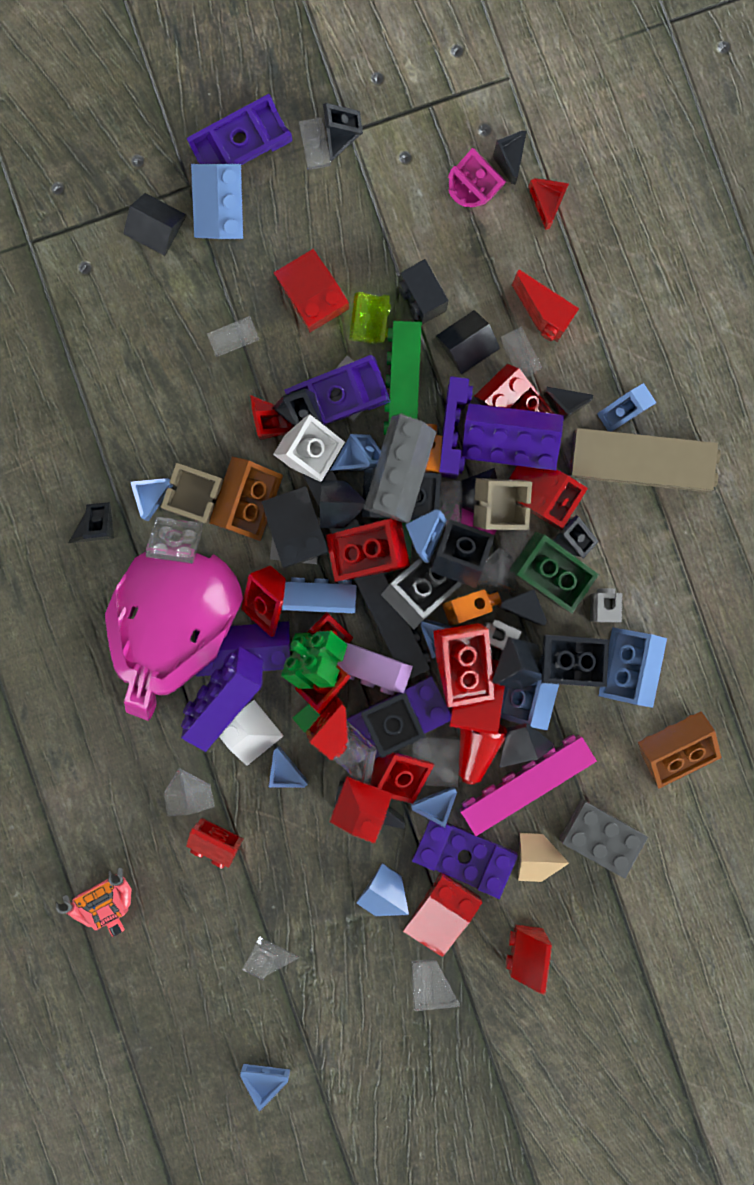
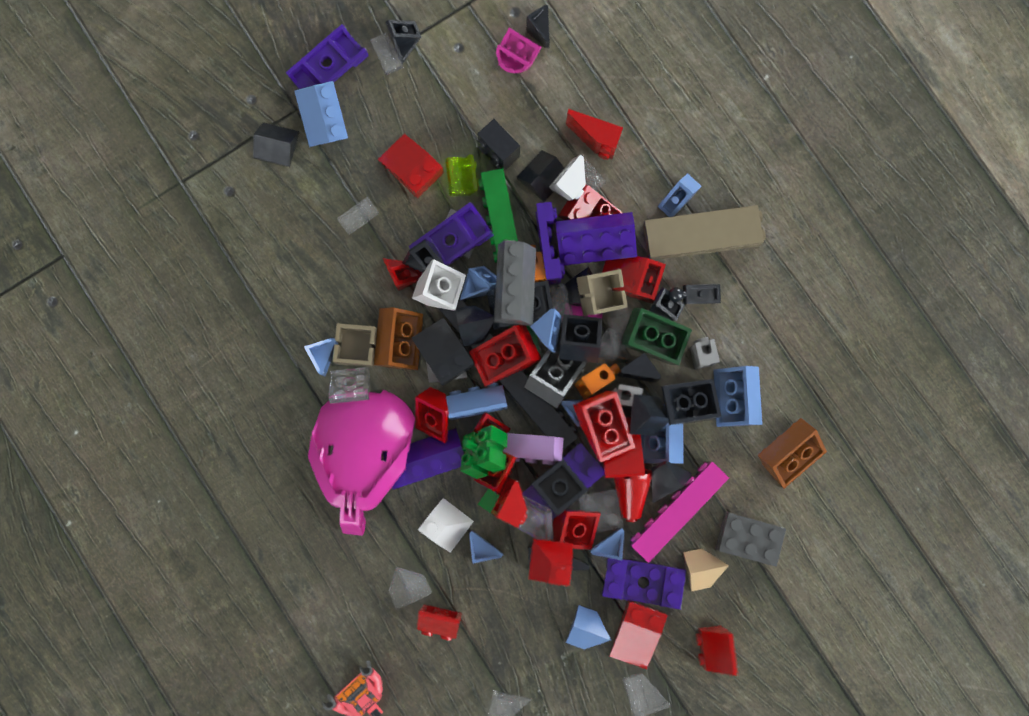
camera: 15 degrees left, 5 degrees down
(95, 524) = (282, 389): black slope -> none
(222, 698) = (417, 501): dark purple brick -> none
(500, 357) = (571, 179): none -> white slope
(547, 198) = (576, 51): red slope -> none
(566, 401) = (631, 201): black slope -> none
(615, 532) = (696, 294): none -> black plate

